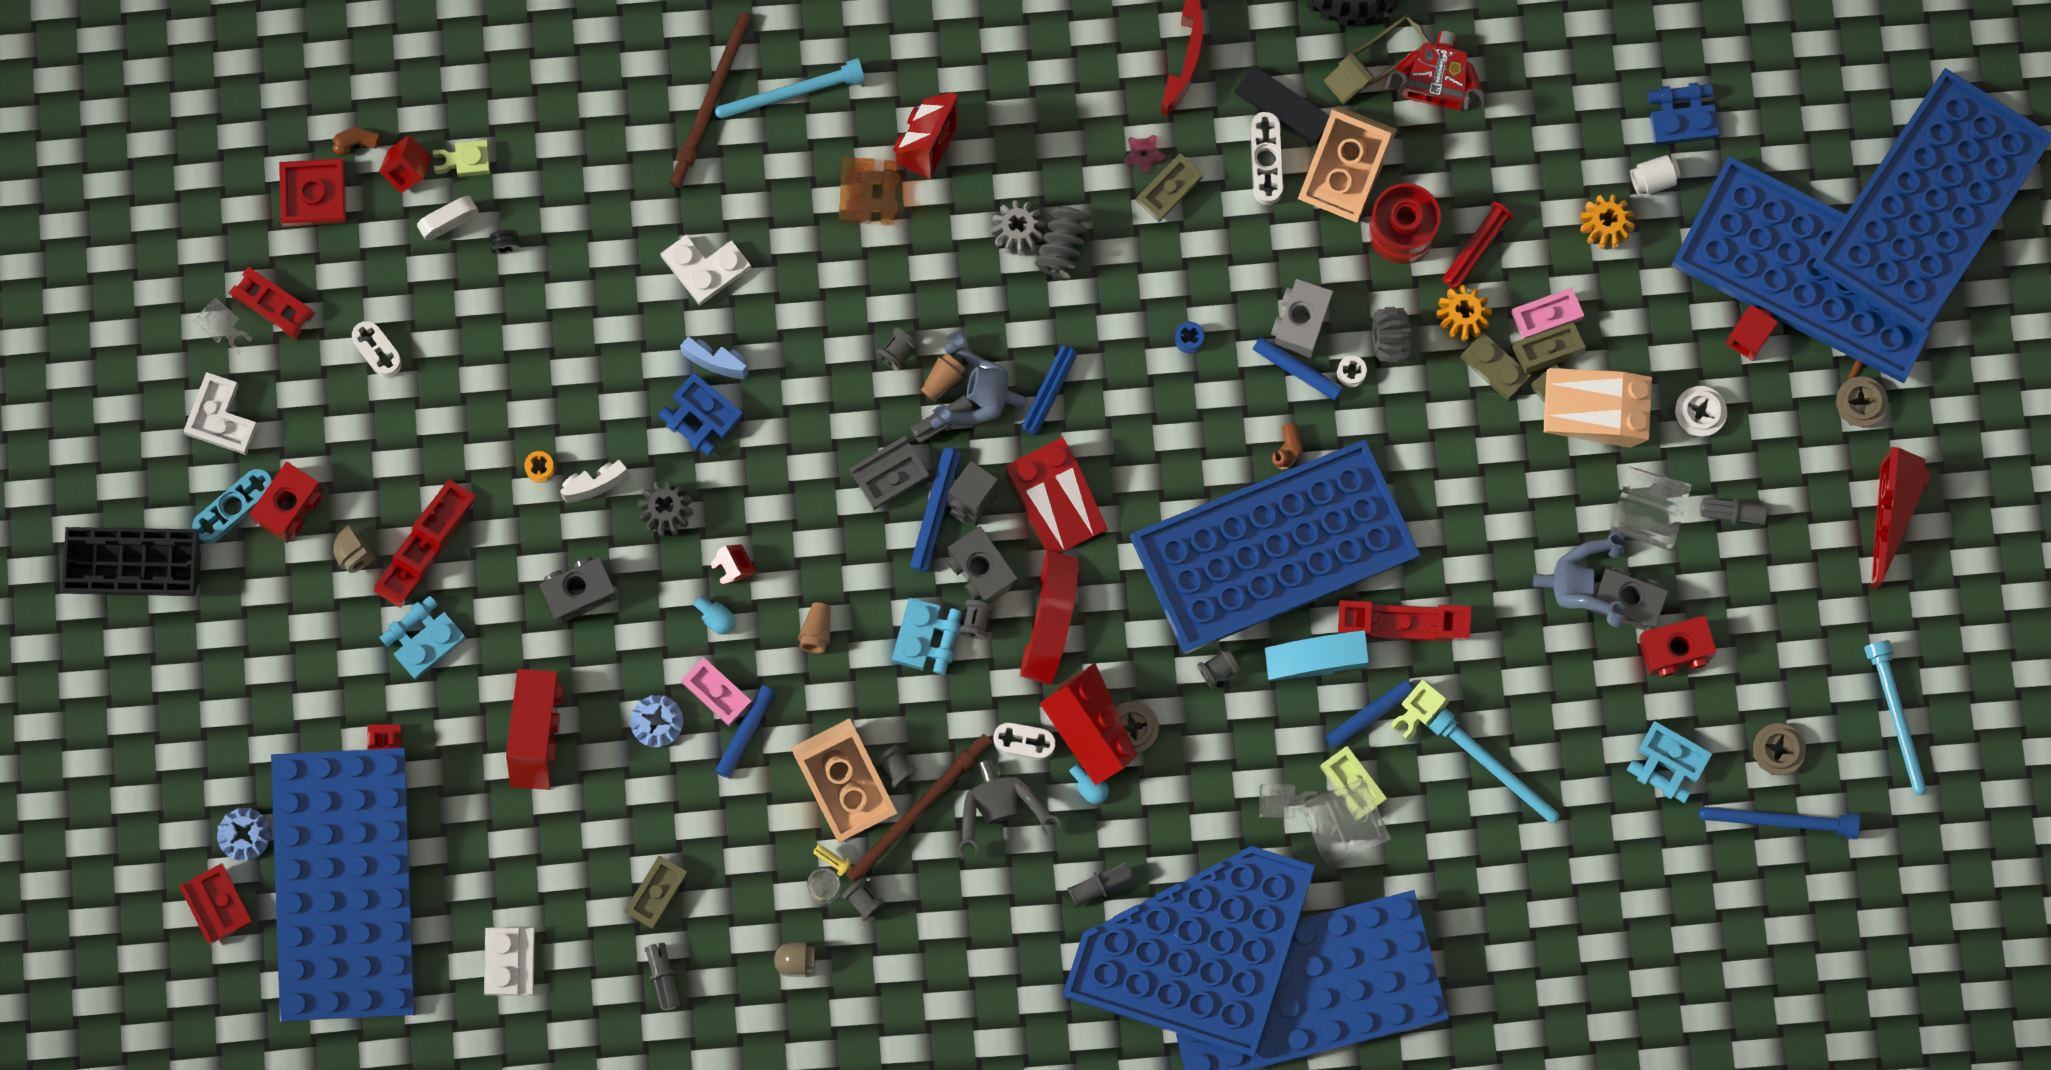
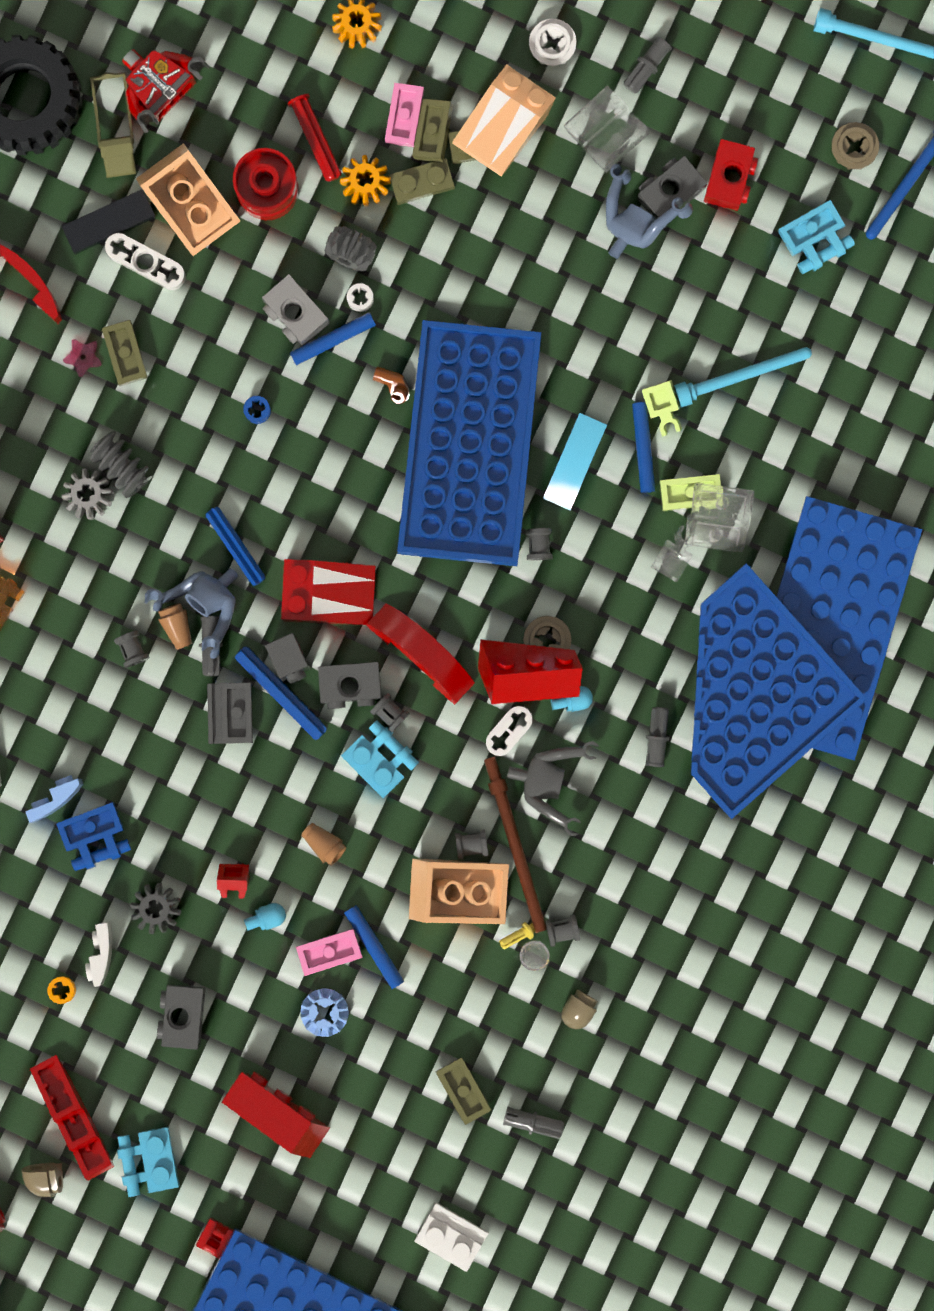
camera: 55 degrees left, 10 degrees up
(1405, 622) = (587, 376): red slope -> none

